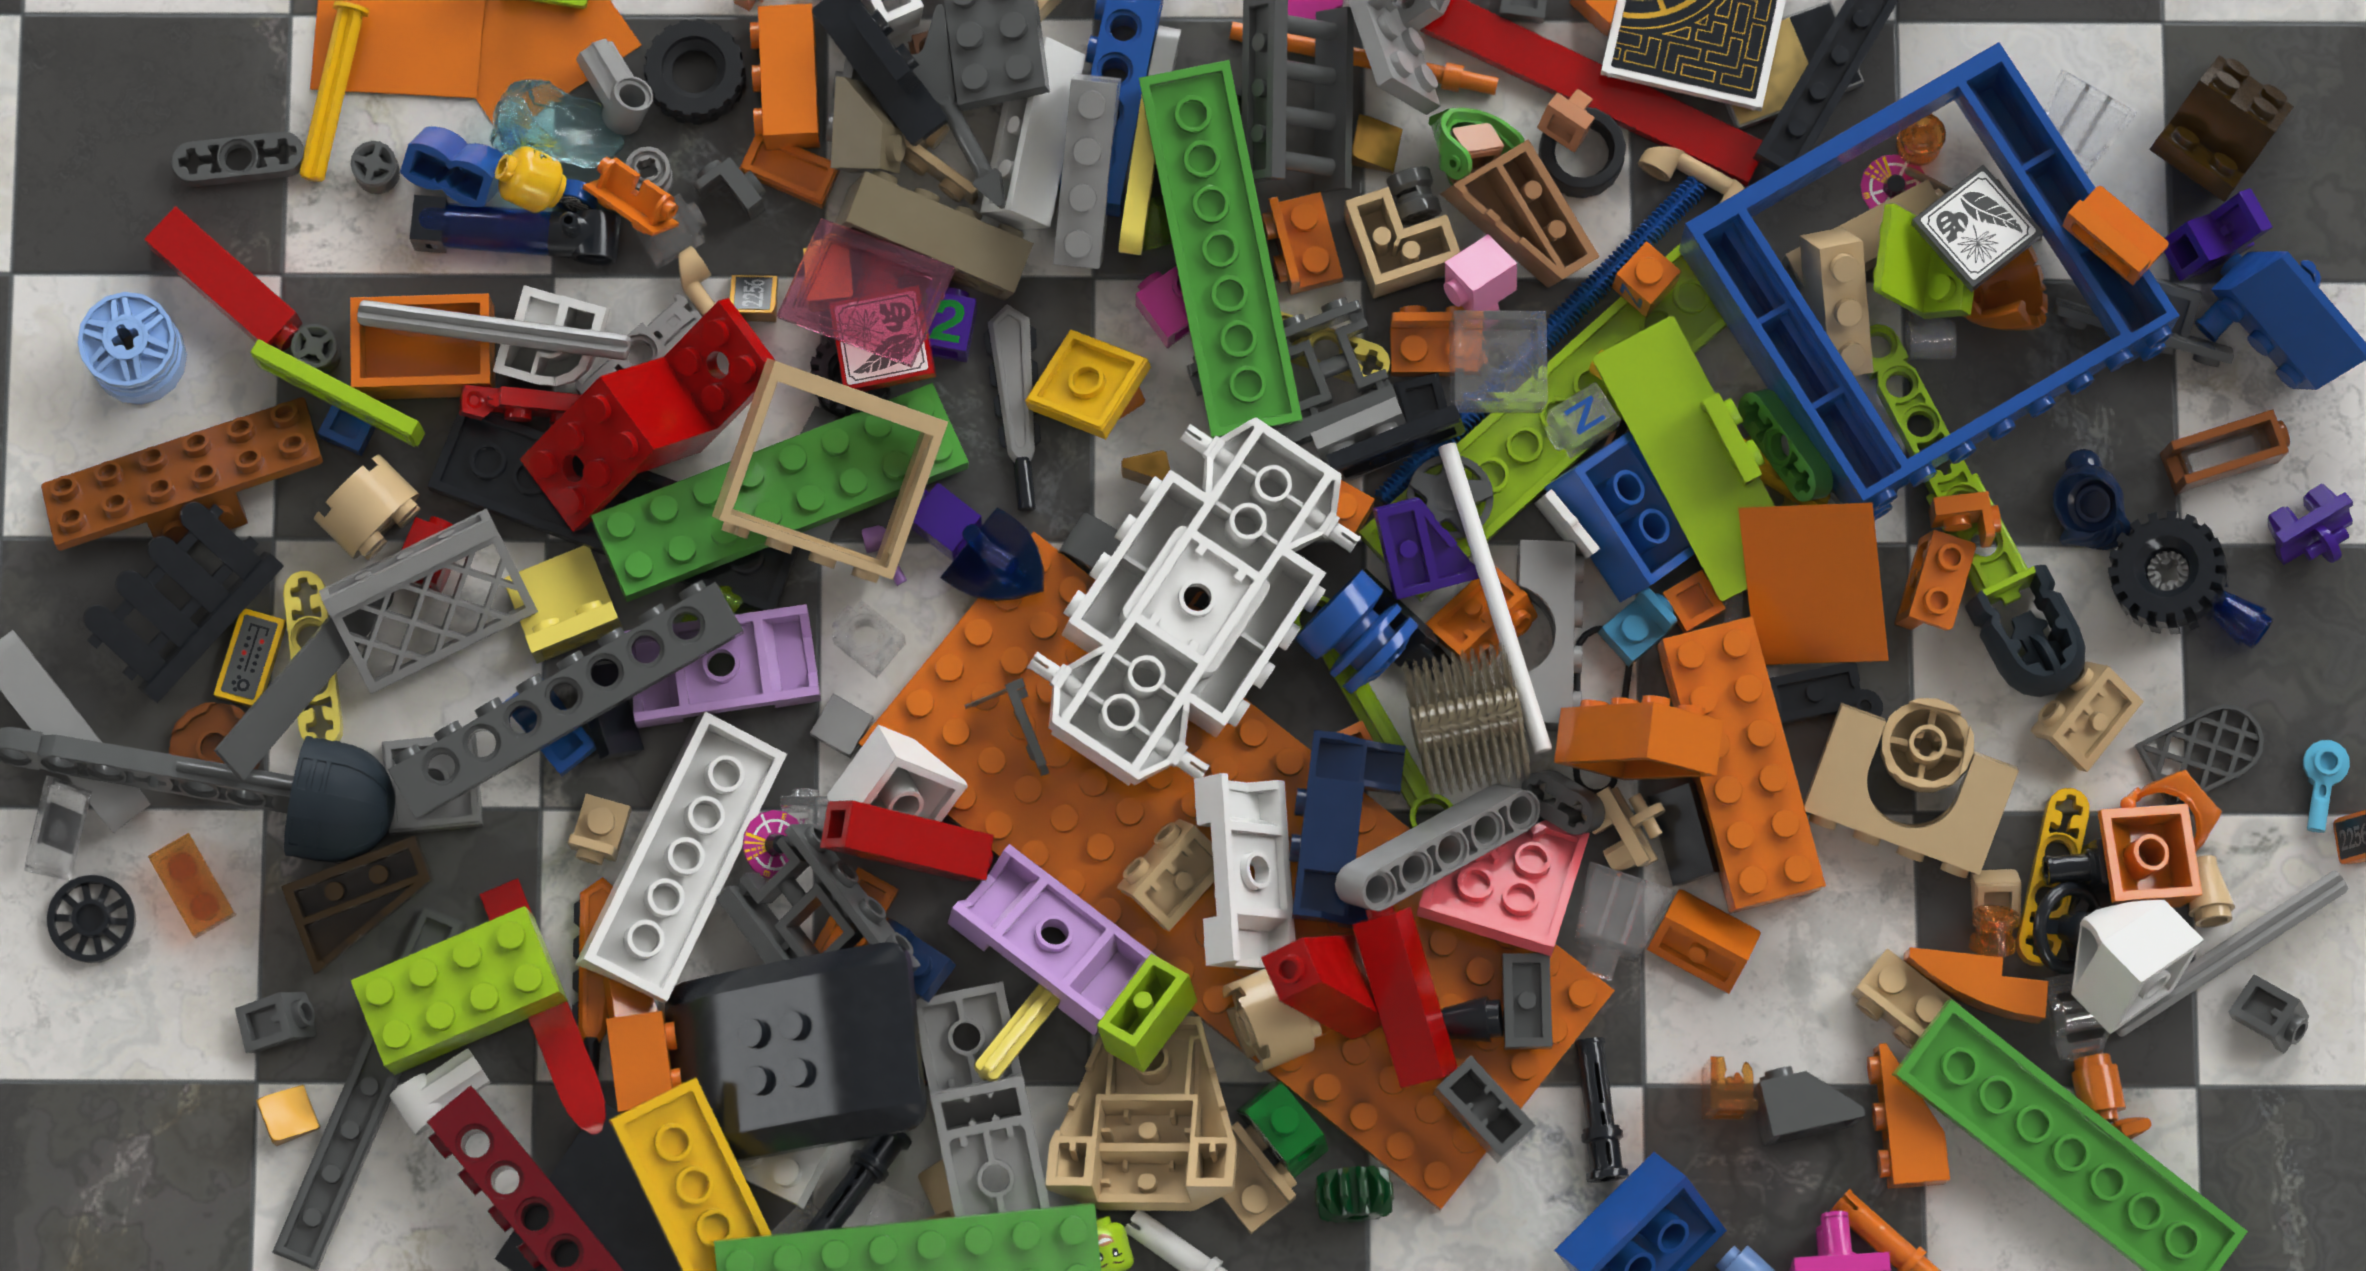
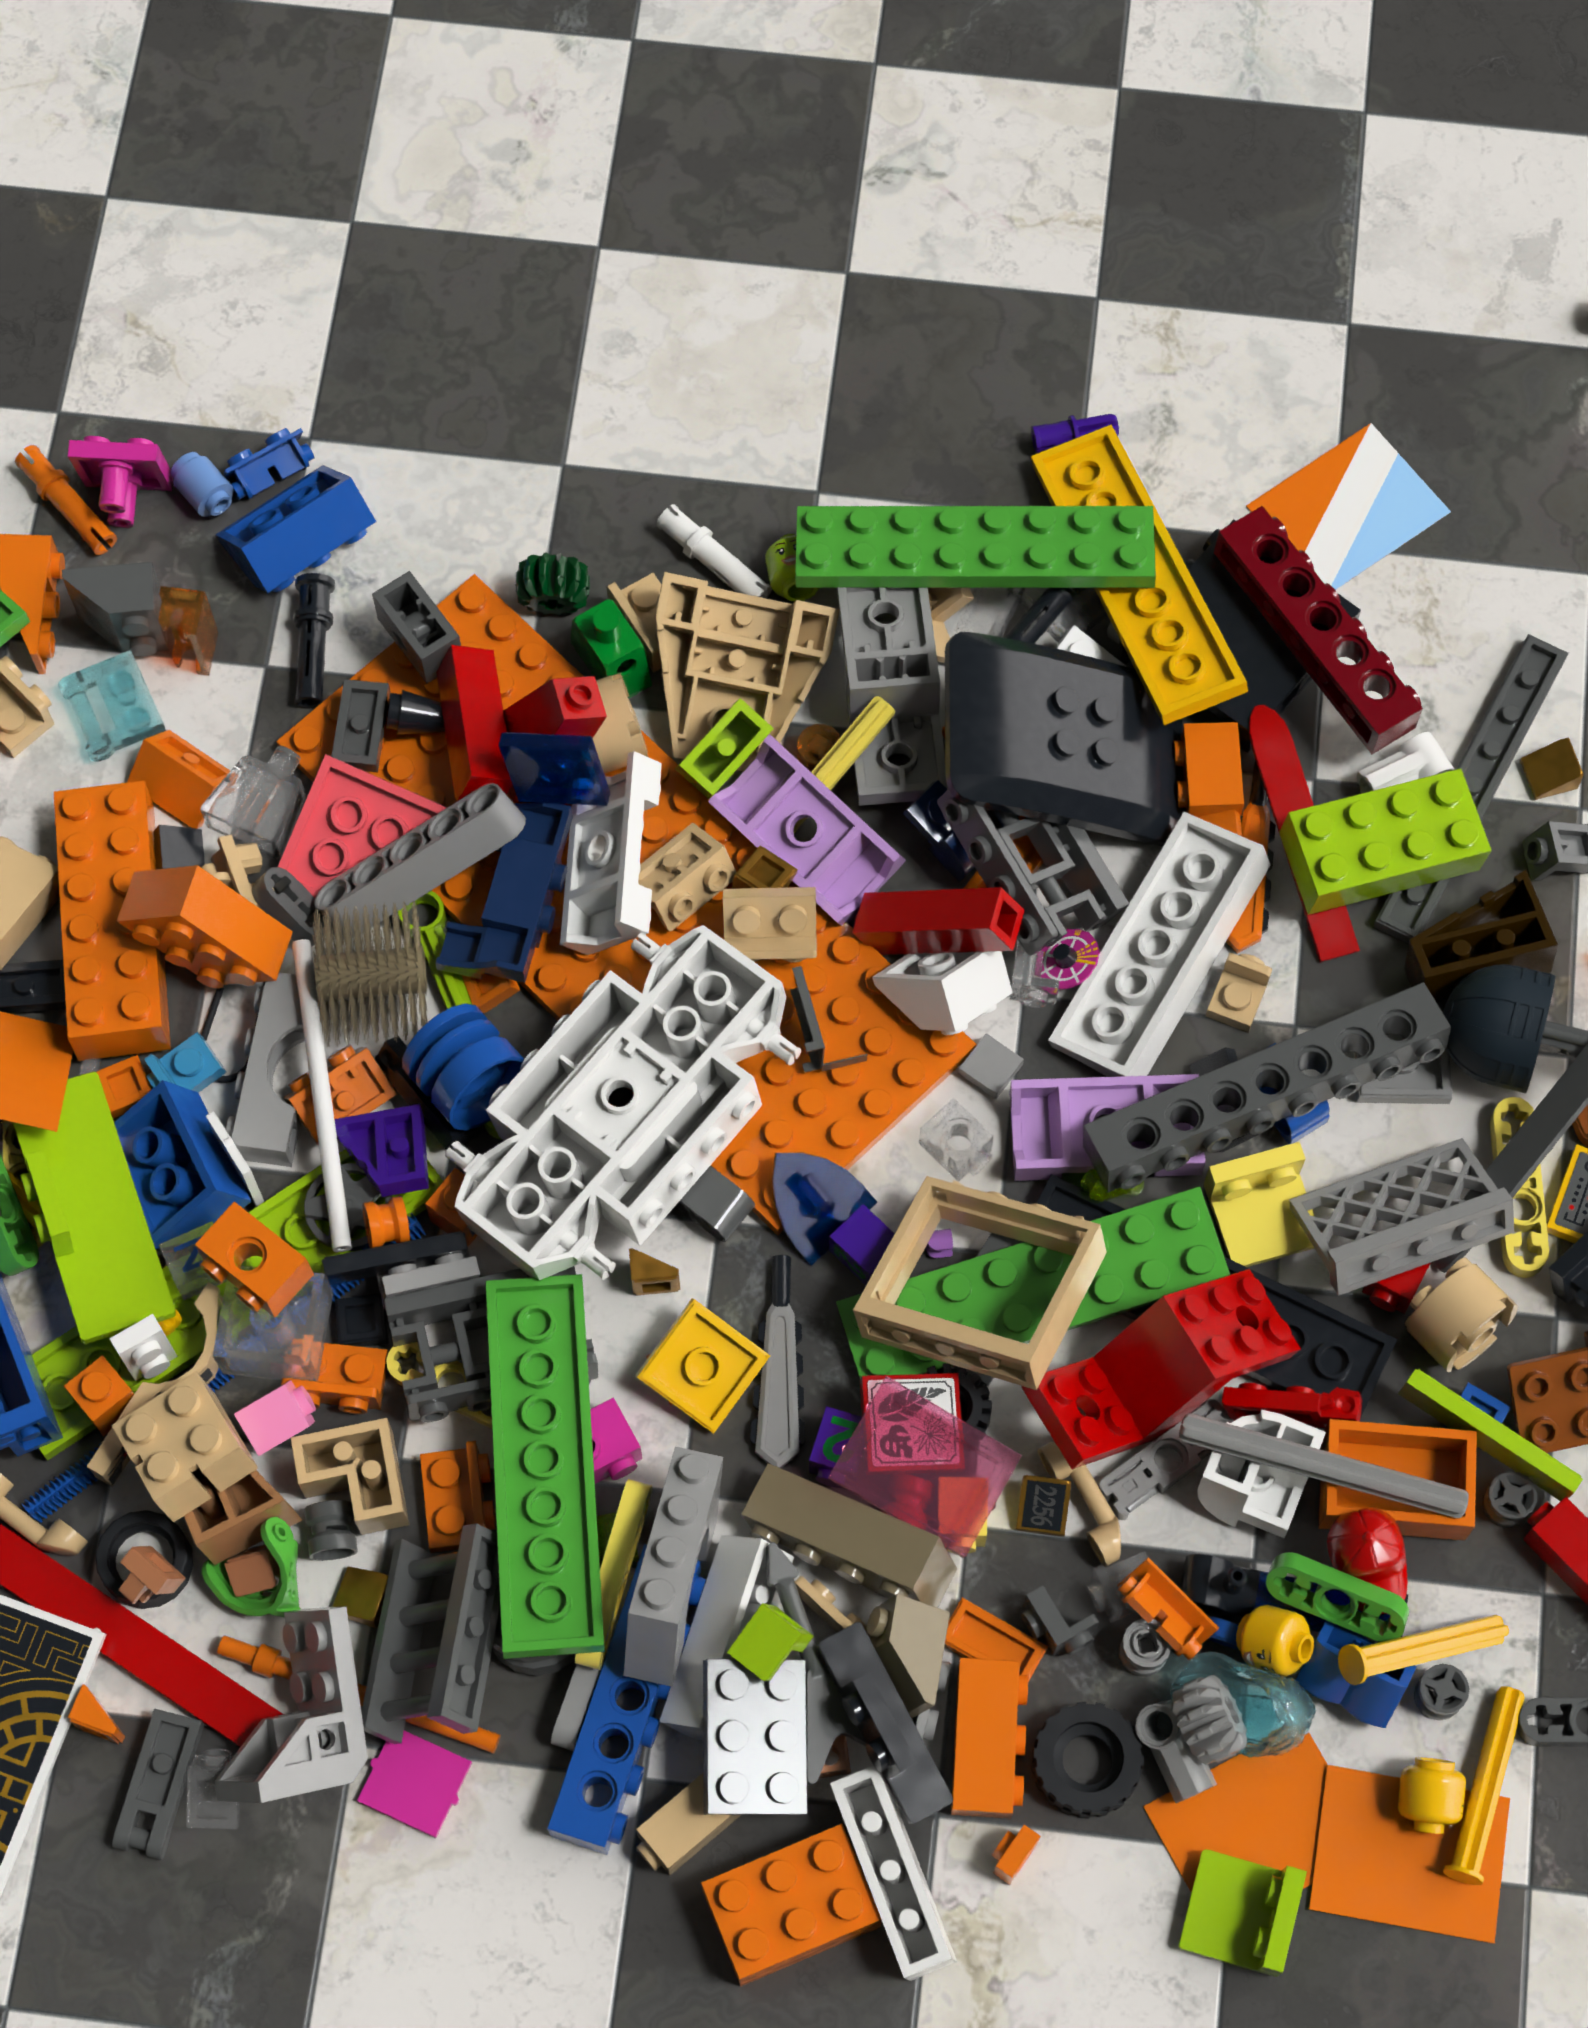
camera: 170 degrees left, 10 degrees down
(381, 72) = (1431, 1794): none -> yellow head
(395, 188) = (1360, 1662): none -> yellow axle
(446, 259) = (1370, 1548): none -> red piece
(475, 217) = (1328, 1578): none -> bright green beam
(586, 101) = (1209, 1719): none -> light grey gear
(989, 108) = (768, 1641): none -> lime panel
(1049, 1037) = (815, 740): none -> clear orange wheel
(1075, 820) = (771, 922): none -> tan bracket
(1088, 879) = (764, 871): none -> pearl gold slope
(1310, 924) = (554, 768): none -> clear blue tile
(1407, 468) = (386, 1222): none -> orange wheel
(1532, 419) = (240, 1236): none -> orange brick
(1555, 221) = (178, 1435): none -> tan piece
(1559, 367) = (111, 1456): none -> tan piece
(1613, 317) = (144, 1348): none -> white plate
(1779, 1018) = (125, 699): none -> clear light blue plate

